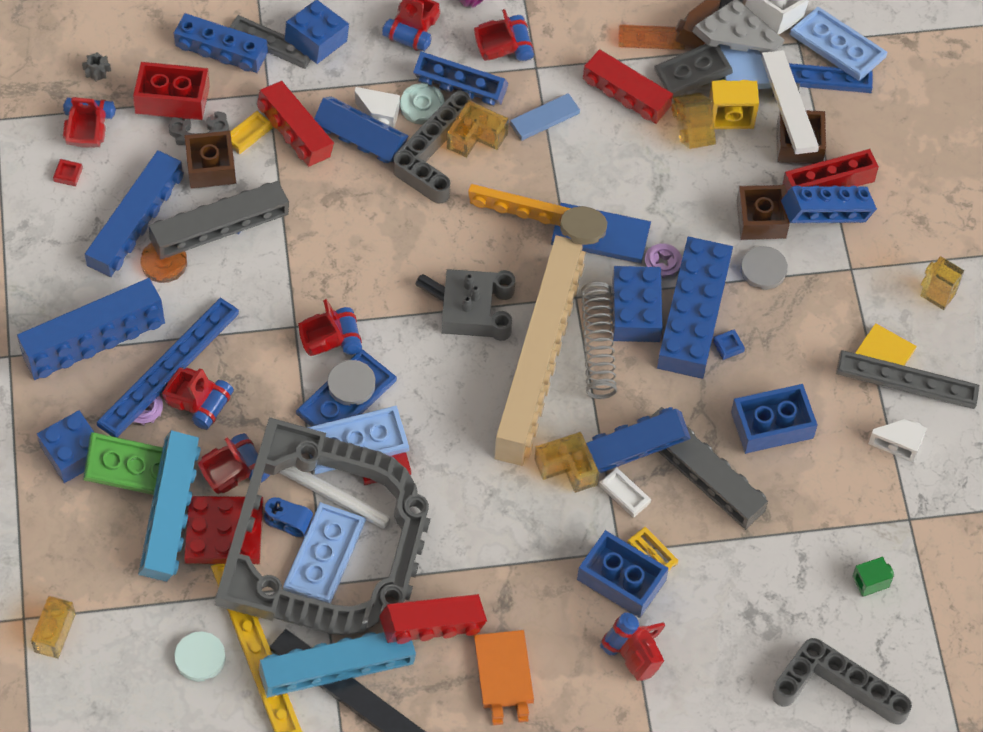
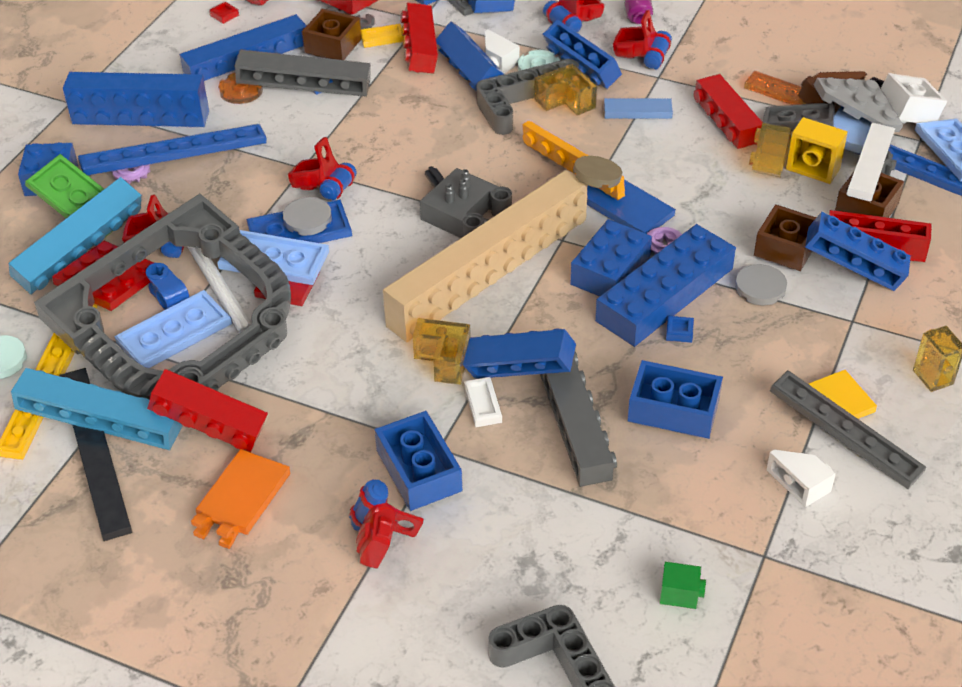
camera: 35 degrees right, 15 degrees down
(197, 394) = (176, 175): red piece -> none
(600, 381) = (543, 263): light grey piece -> none
(673, 561) = (471, 479): yellow tile -> none

